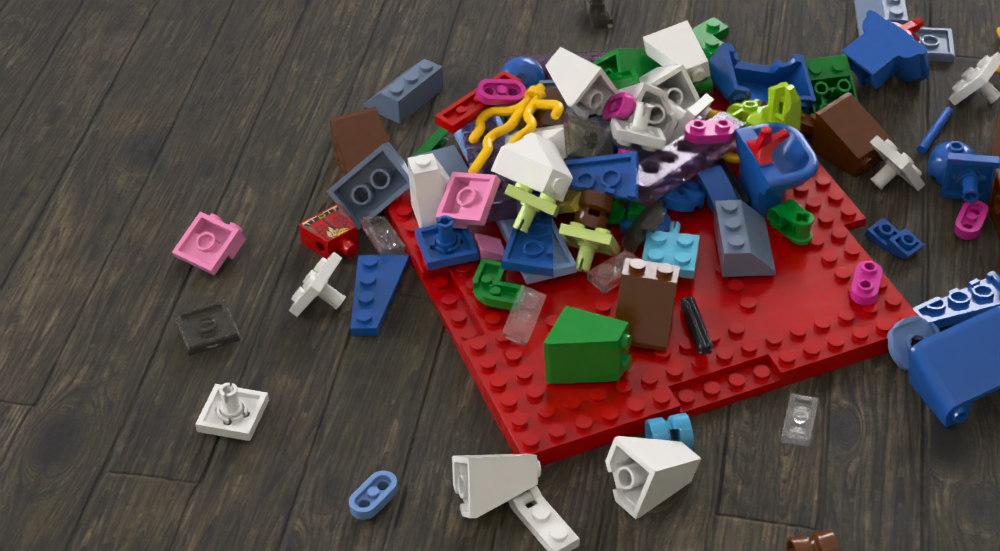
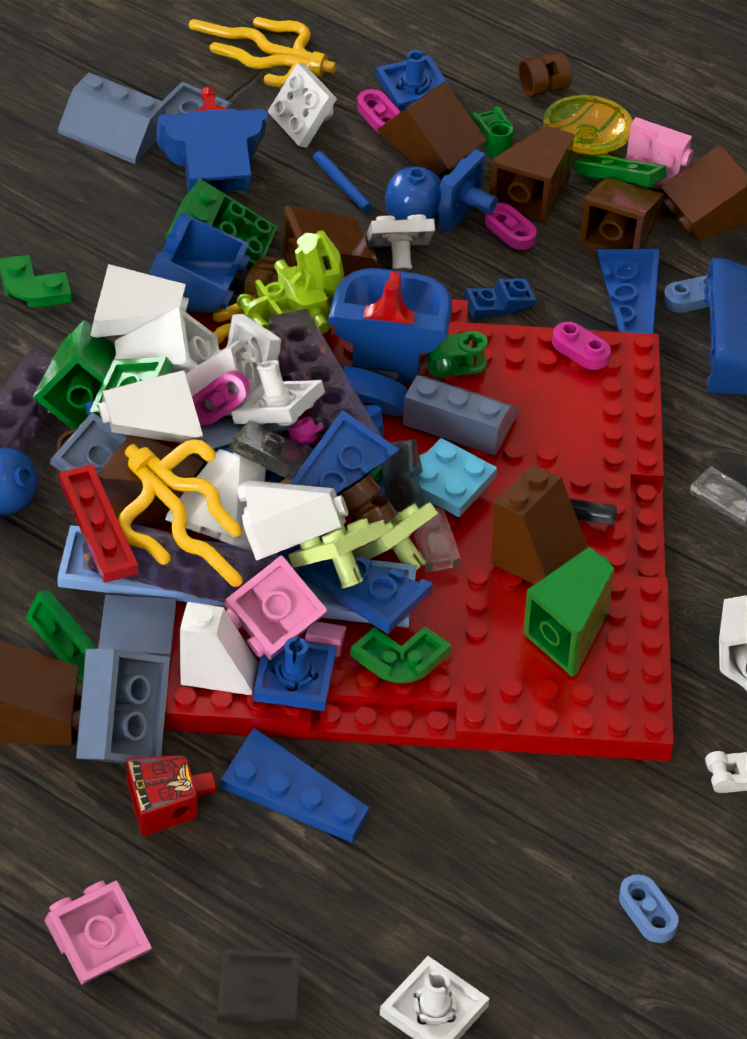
camera: 70 degrees left, 5 degrees up
(316, 285) = (288, 832): white plate -> none
(382, 235) = (201, 740): clear plate -> none
(492, 480) = (692, 788): white slope -> none
(498, 90) = (115, 489): dark pink plate -> none
(523, 315) = (471, 647): clear plate -> none
(678, 424) = (700, 607): dark azure wheel -> none
(709, 131) = (312, 341): dark pink plate -> none
(901, 334) = (679, 357): medium blue plate -> none

